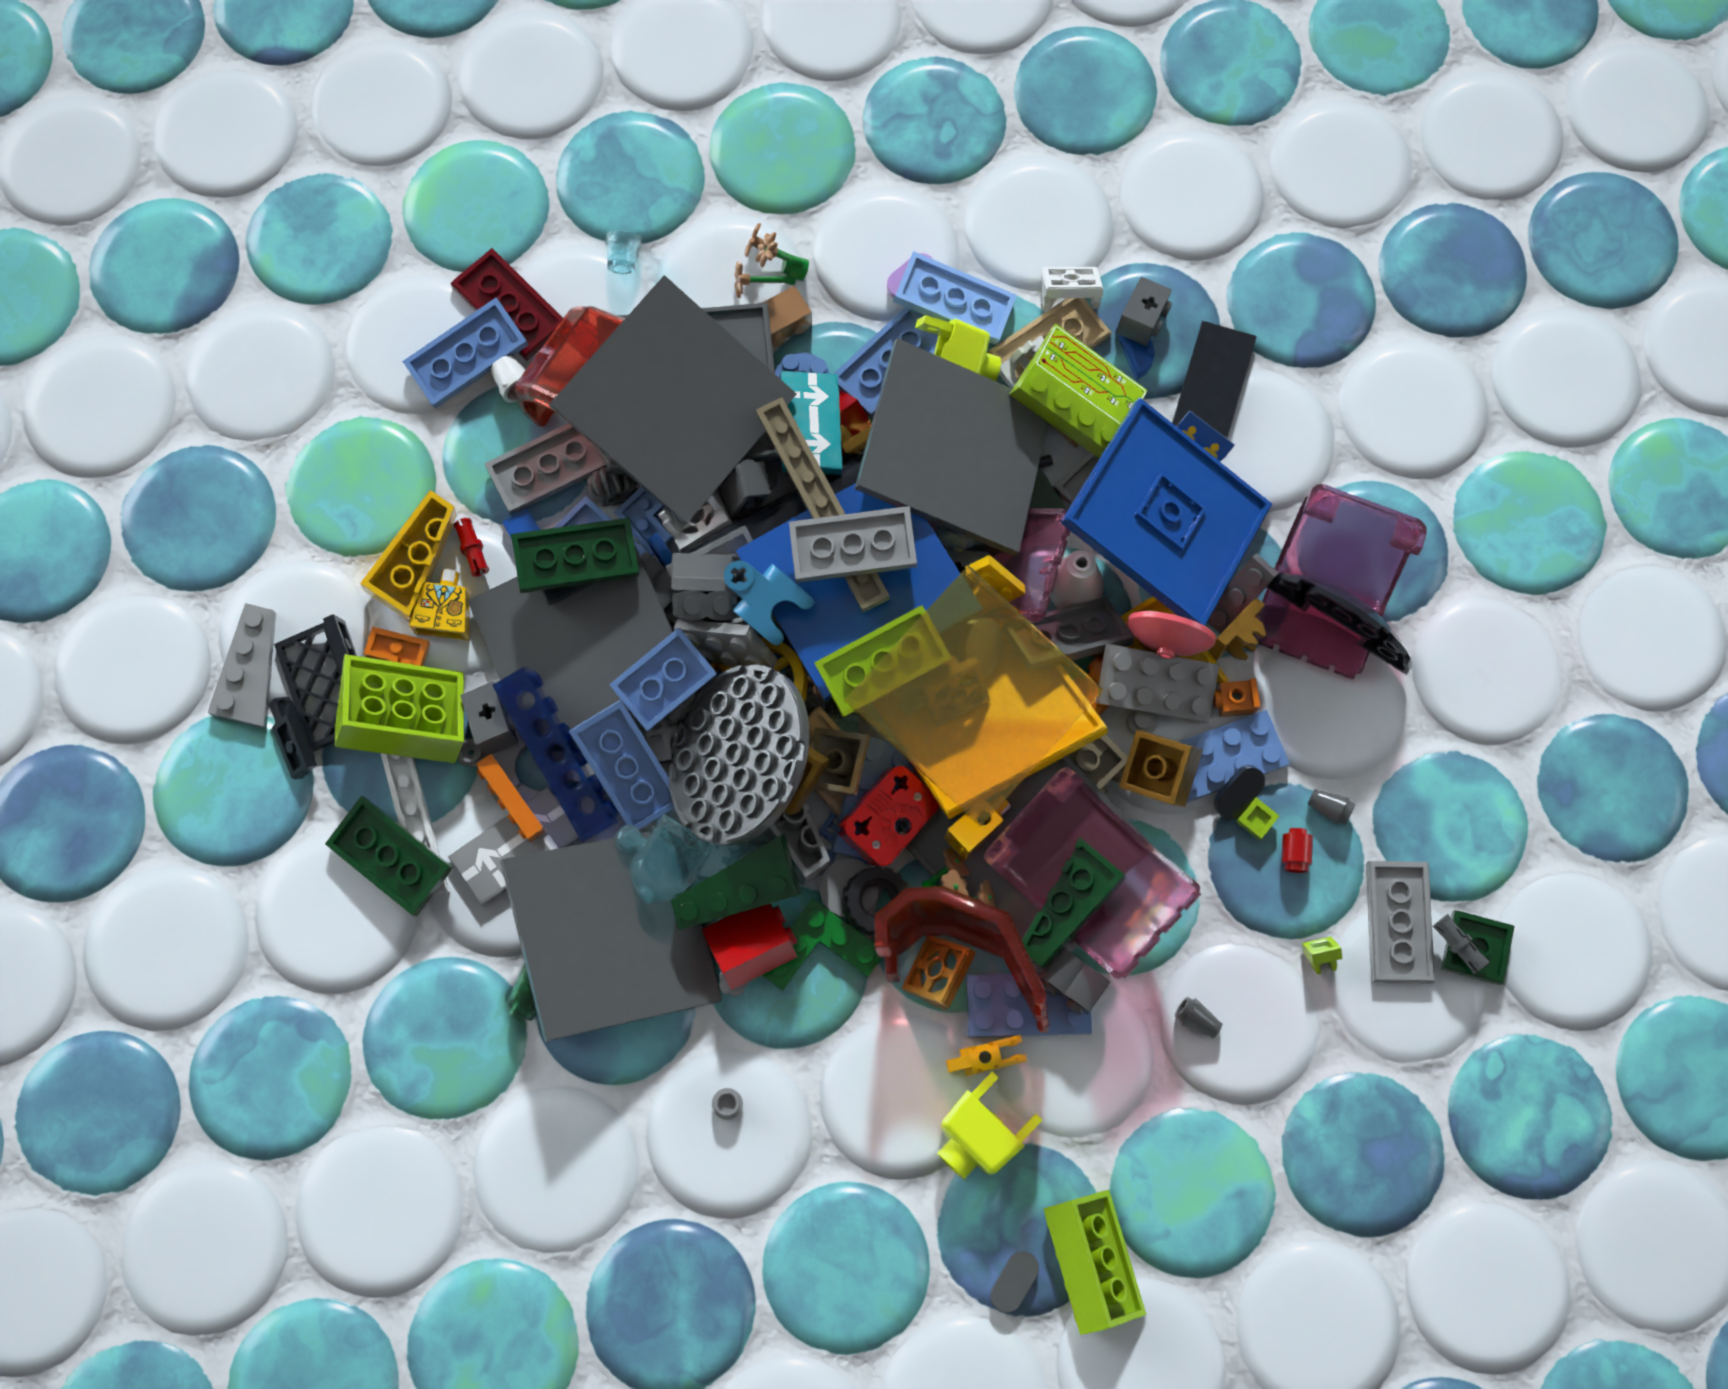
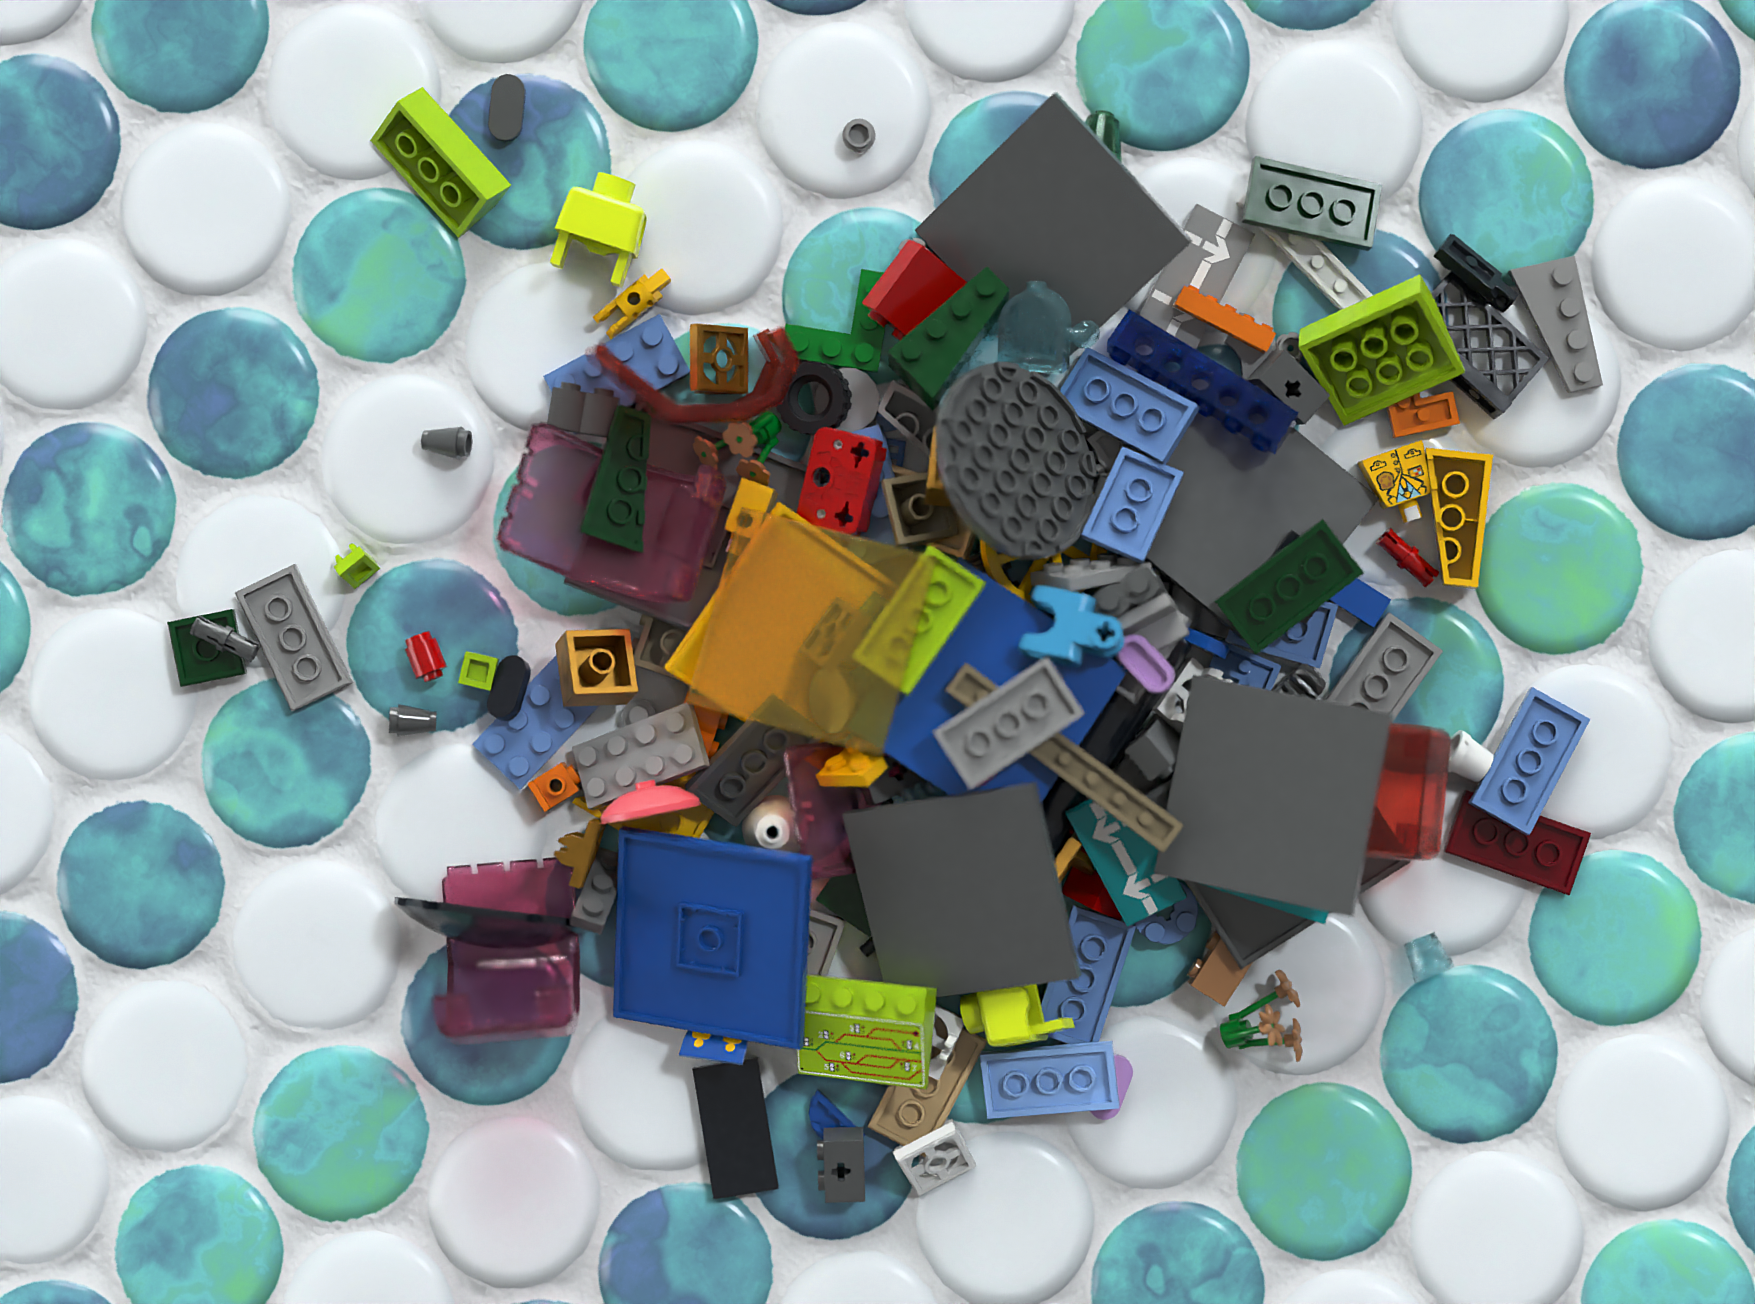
camera: 160 degrees right, 15 degrees up
(718, 545) = (1146, 664): none -> lavender tile

